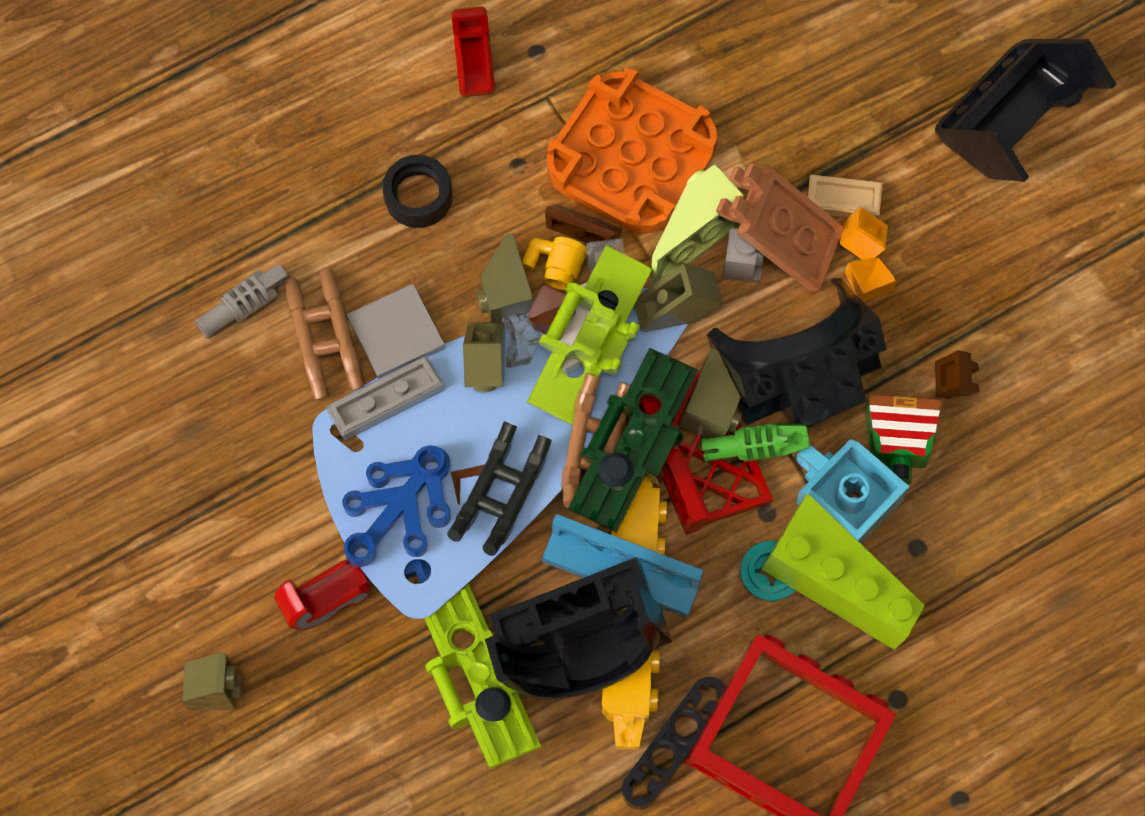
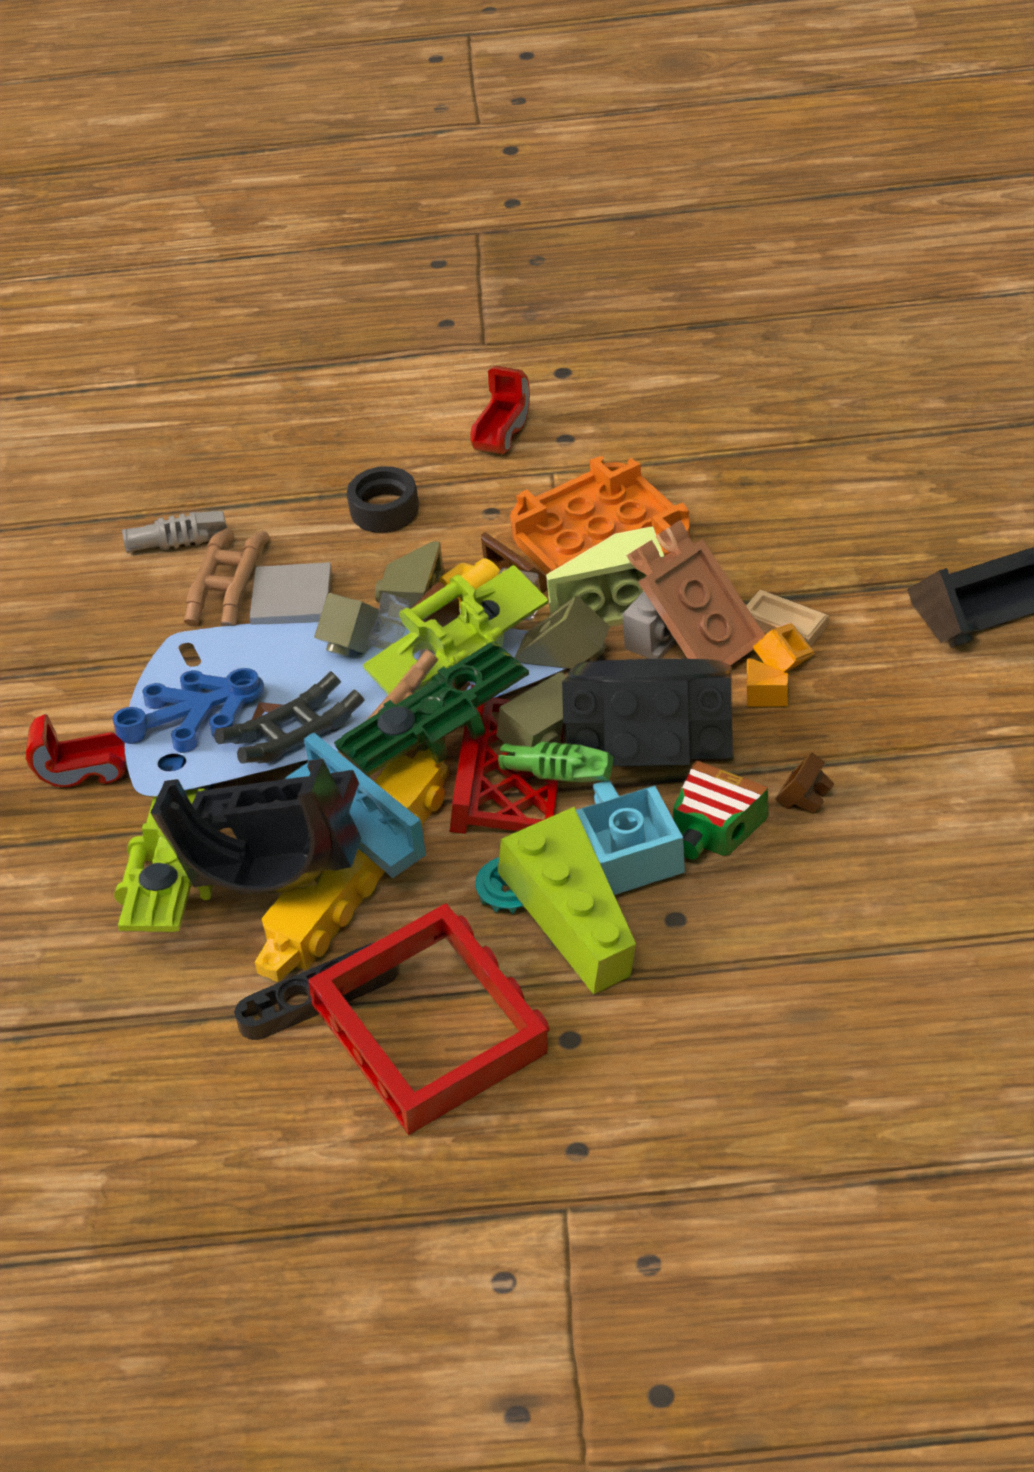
camera: 30 degrees right, 25 degrees down
(385, 398) = (243, 634): light grey tile -> none

